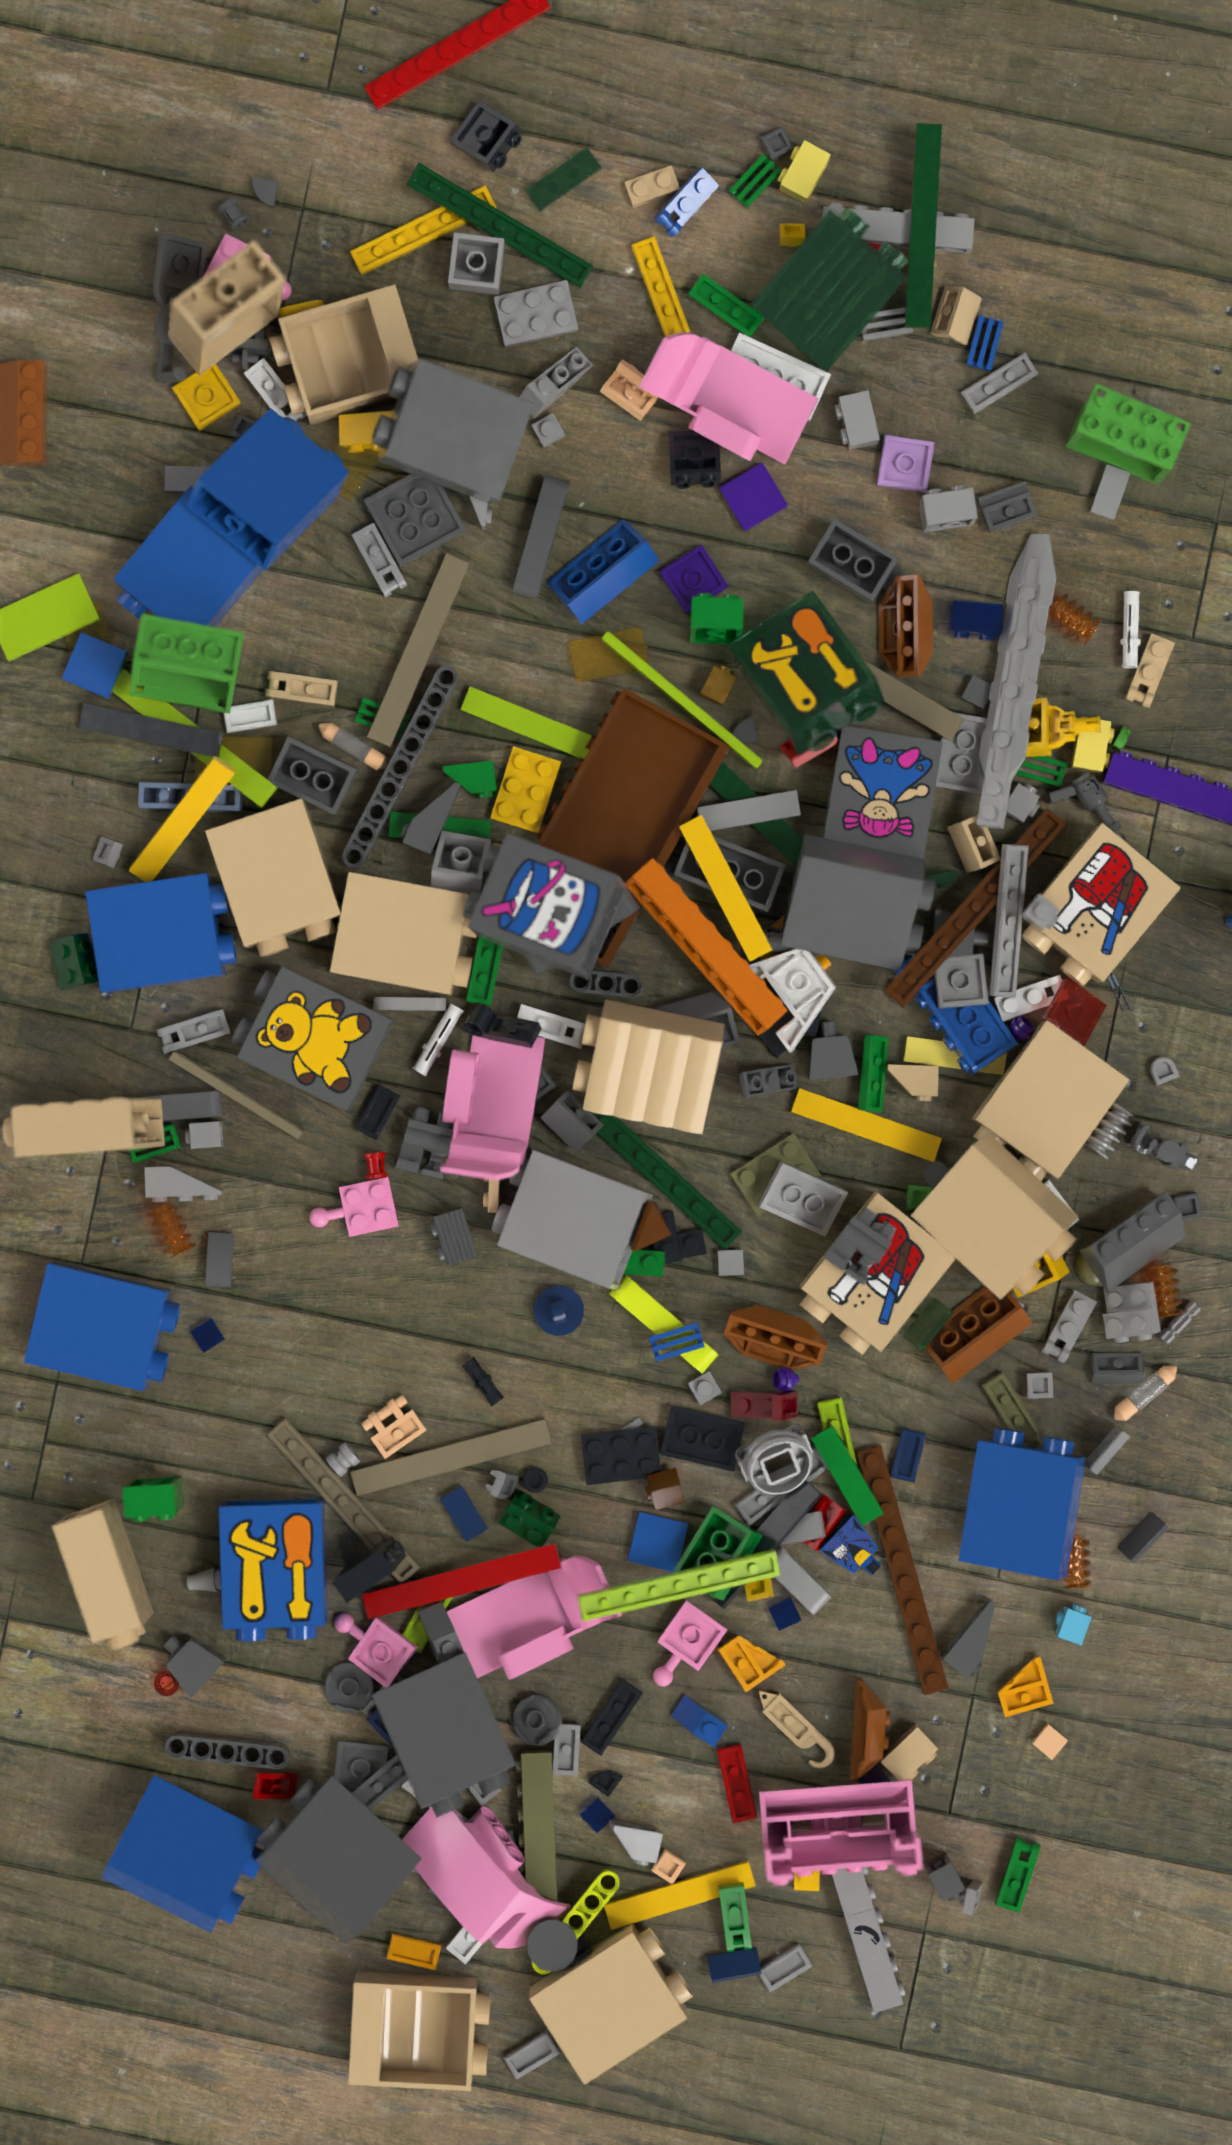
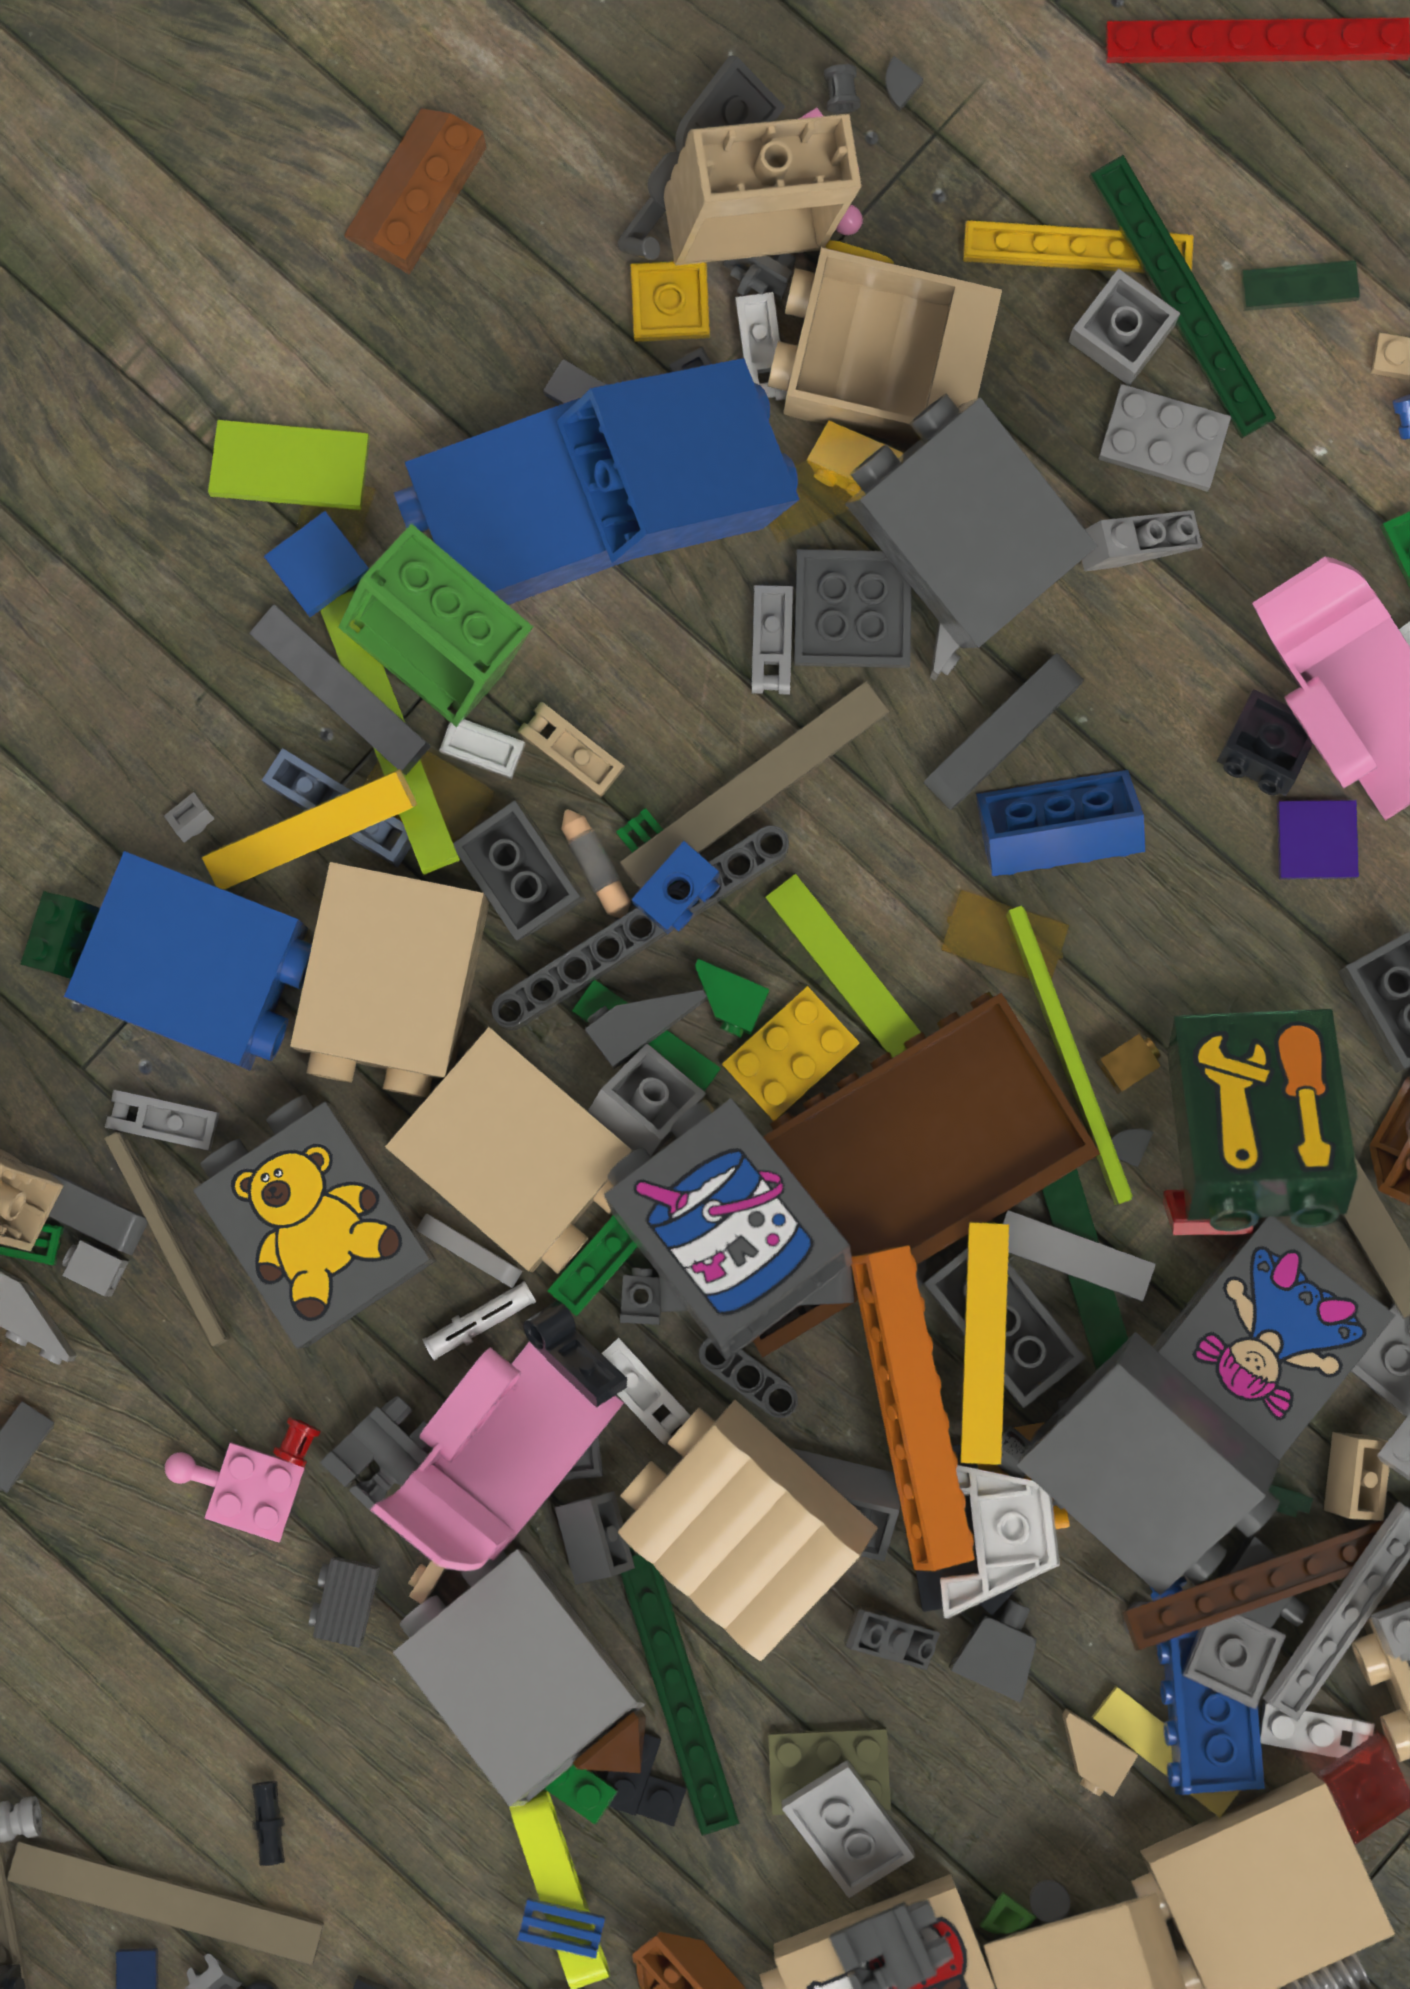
camera: 35 degrees right, 5 degrees down
(377, 1112) = (342, 1371): black tile -> none
(398, 1433) = (112, 1826): light nougat plate -> none
(405, 718) = (683, 866): none -> blue brick
(487, 136) = (1232, 174): black plate -> none
(520, 984) = (640, 1313): none -> dark grey brick
(548, 430) = (1093, 598): light grey plate -> none
(559, 1310) = (428, 1785): dark blue tile -> none
(625, 390) = (1229, 606): light nougat bracket -> none
(660, 286) = (1349, 491): yellow tile -> none
(692, 576) = (1175, 903): dark purple tile -> none
(716, 619) = (1178, 972): green brick -> none
(730, 1262) = (699, 1857): light grey tile -> none
(866, 1125) = (992, 1776): yellow tile -> none
(873, 1073) = (1041, 1711): green plate -> none
(1021, 1028) = (1280, 1768): dark purple plate -> none

